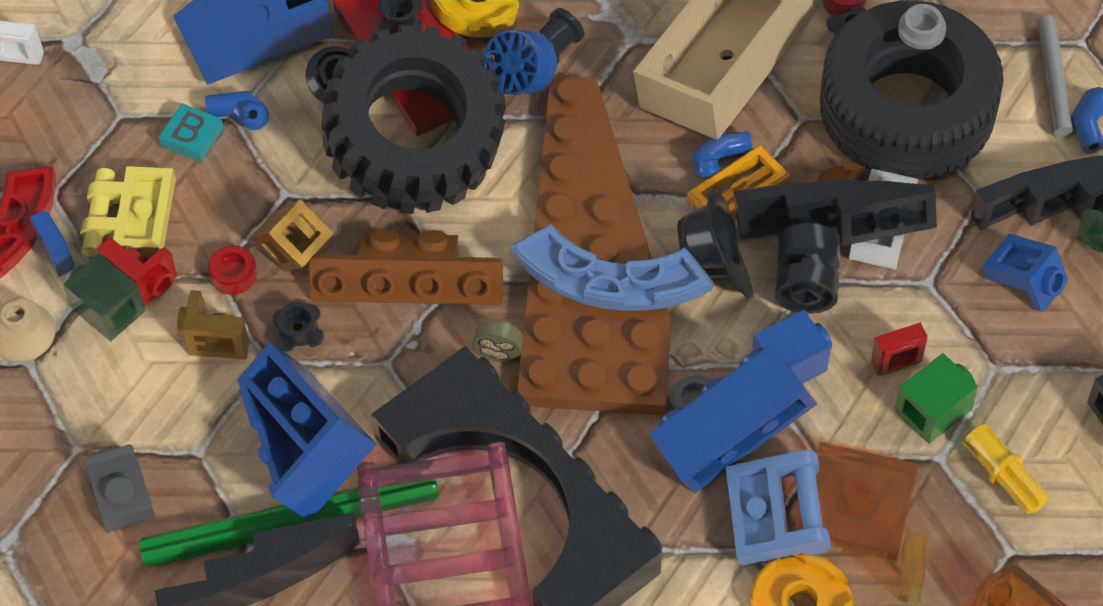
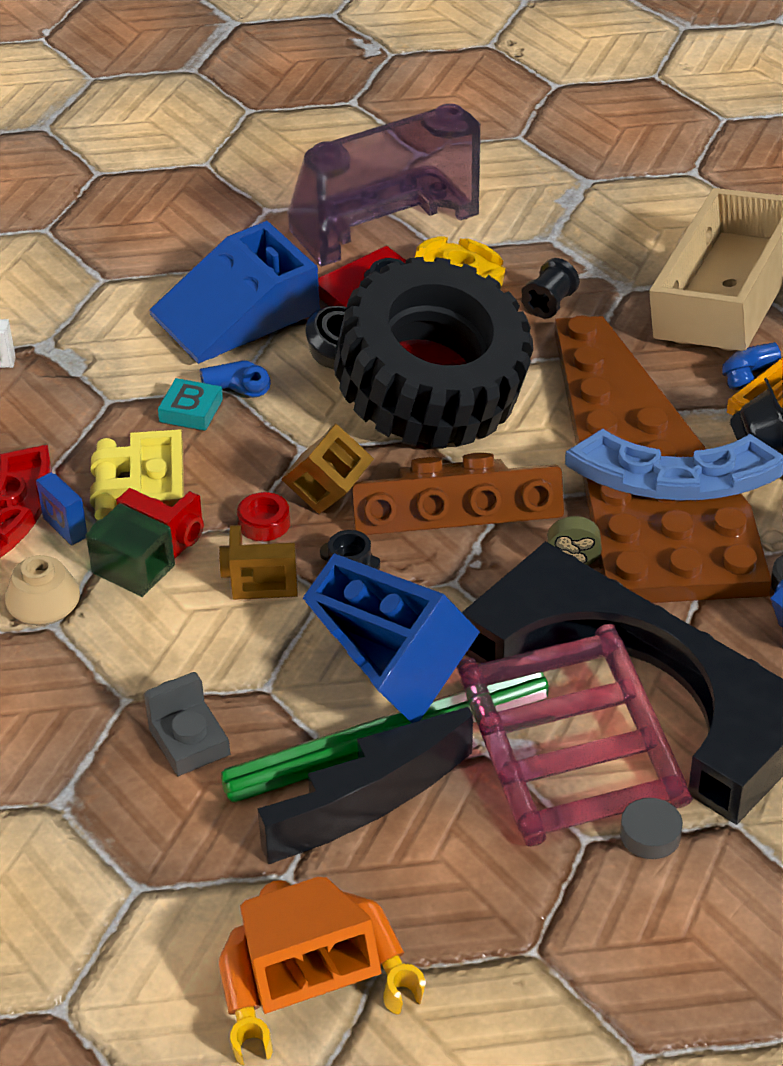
camera: 10 degrees left, 15 degrees down
(522, 61) = (536, 298): blue wheel -> none

